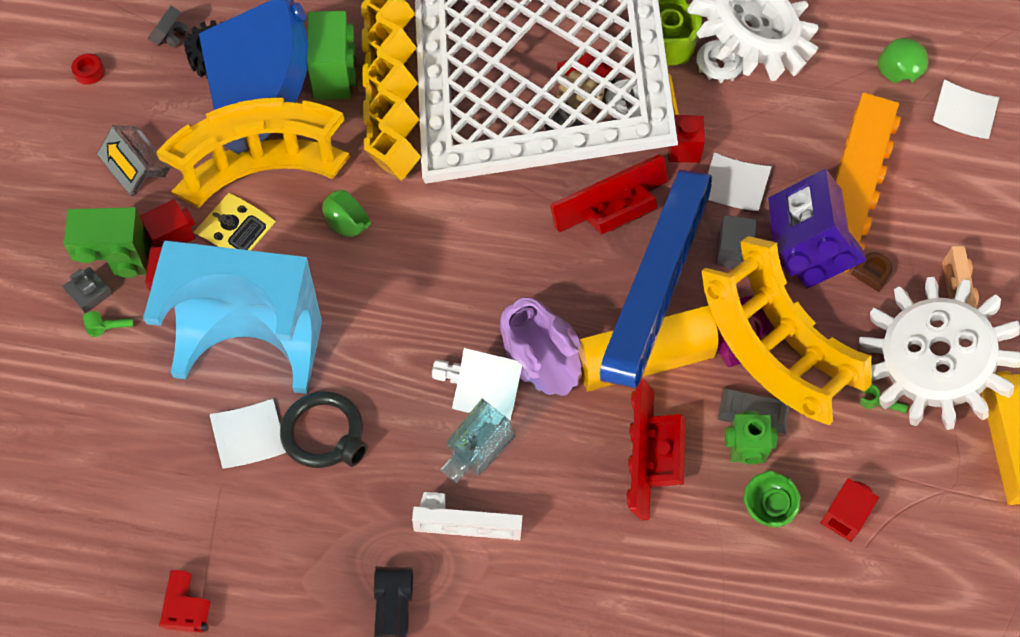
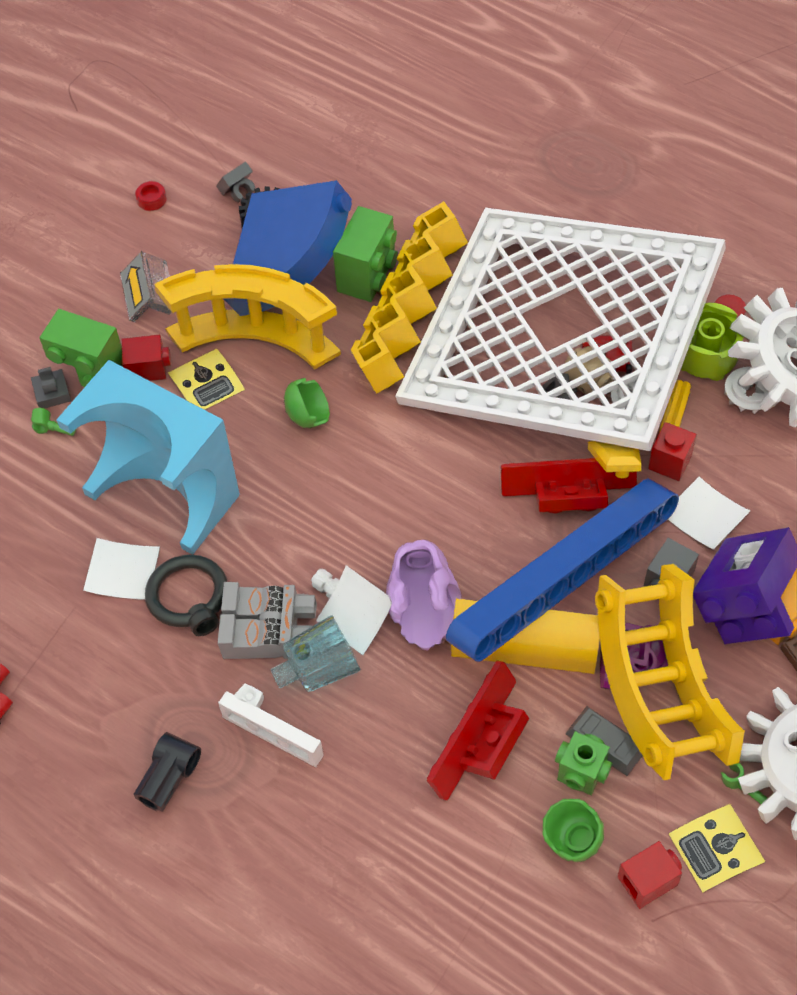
camera: 30 degrees right, 5 degrees down
(409, 428) = (261, 620): none -> light grey hips
(646, 162) = (616, 458): none -> yellow piece
(885, 463) = (716, 847): none -> sticker

